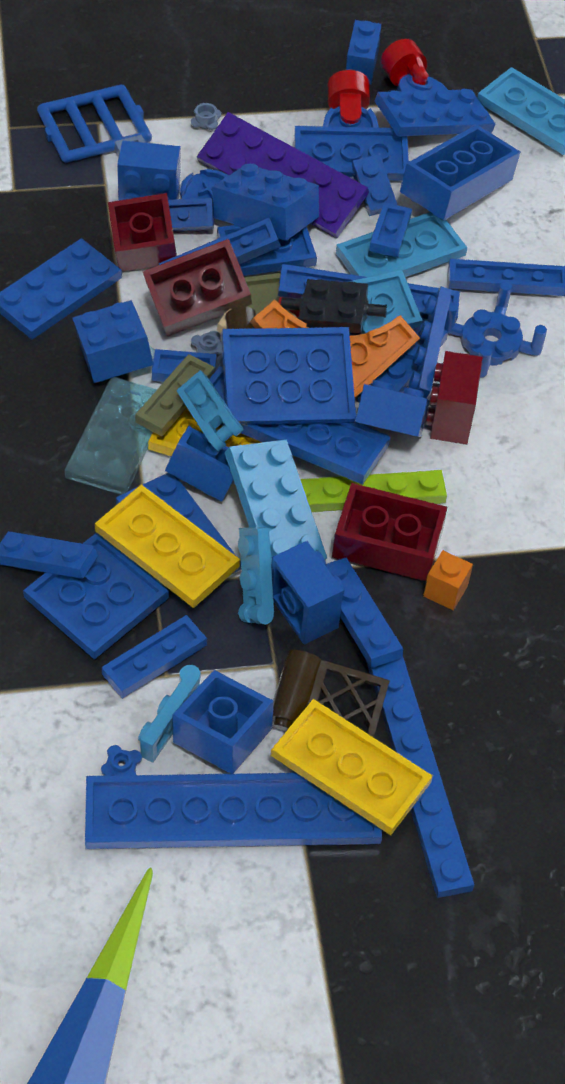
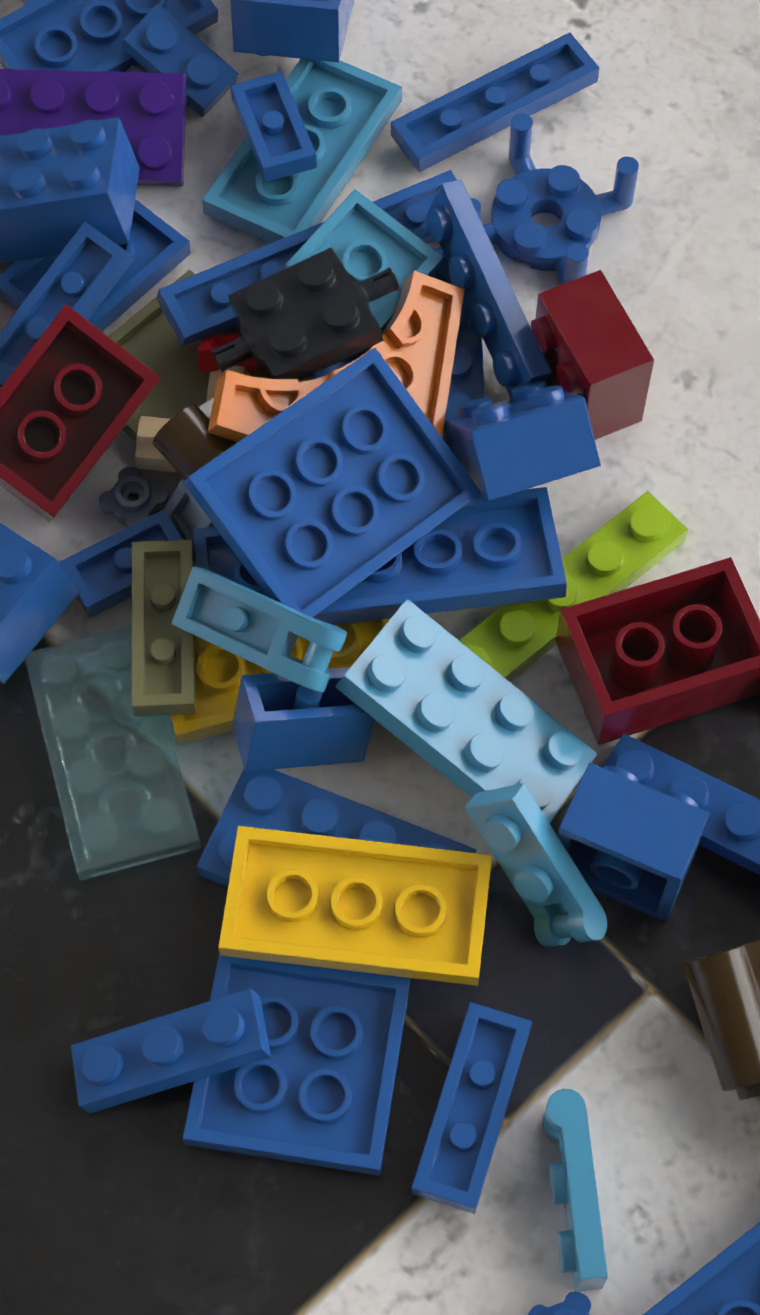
camera: 30 degrees left, 10 degrees up
(223, 721) = (678, 1155): blue brick -> none

